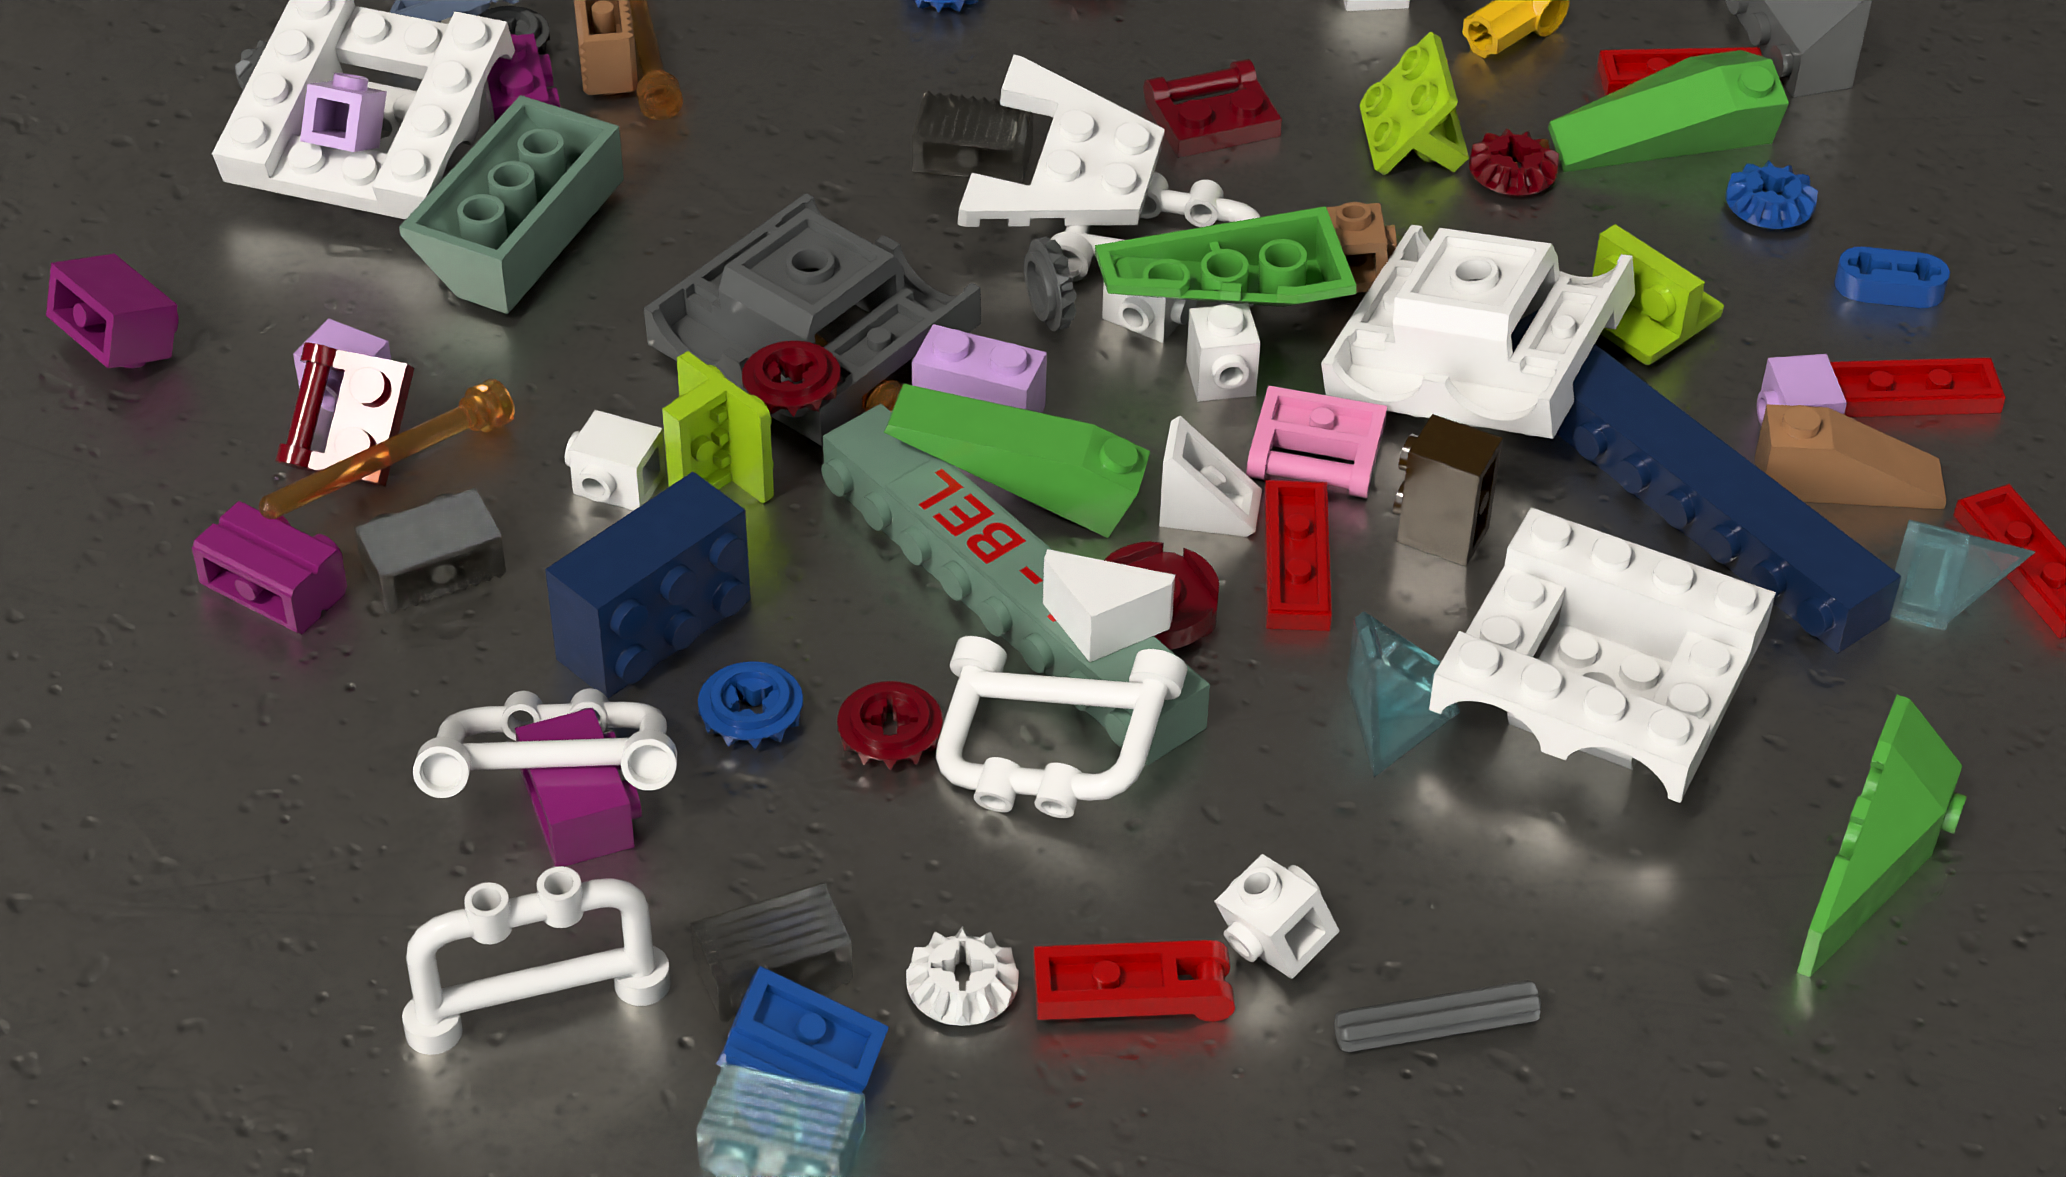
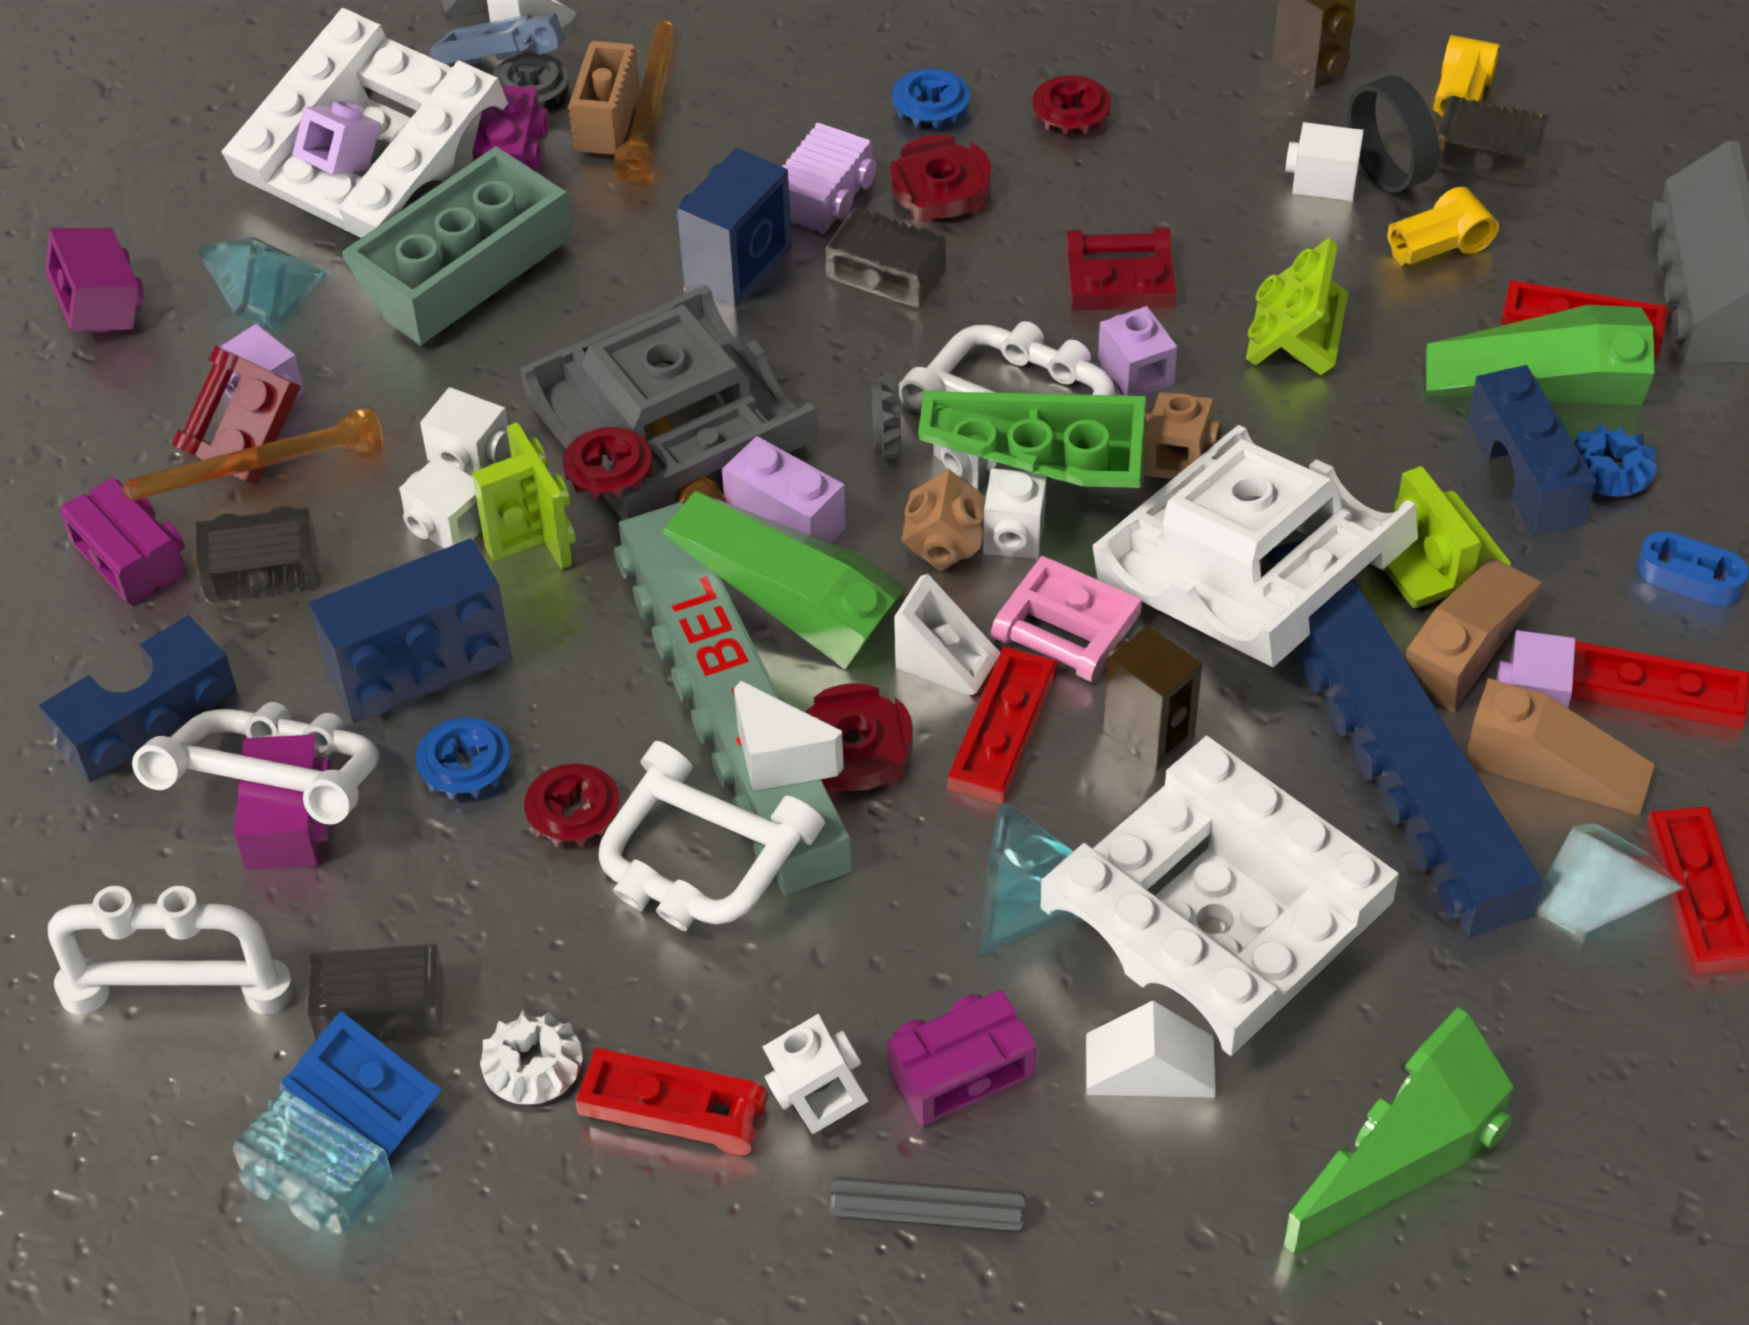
camera: 20 degrees right, 5 degrees up
(299, 274) = (259, 279): none -> clear light blue slope
(338, 757) = (107, 727): none -> dark blue arch
(606, 381) = (465, 431): none -> white brick
(808, 129) = (735, 226): none -> dark blue brick
(871, 74) = (827, 176): none -> lavender brick
(979, 51) = (929, 198): none -> dark red plate
(1091, 164) = (969, 309): white wing -> none
(1156, 371) = (944, 520): none -> medium nougat brick
(1271, 176) = (1137, 352): none -> lavender brick
(1409, 868) = (960, 1056): none -> magenta brick
(1495, 169) = (1356, 382): dark red gear -> none
(1589, 827) = (1150, 1055): none -> white slope
(1719, 367) = (1469, 631): none -> medium nougat slope
(1728, 215) = (1549, 473): none -> dark blue arch

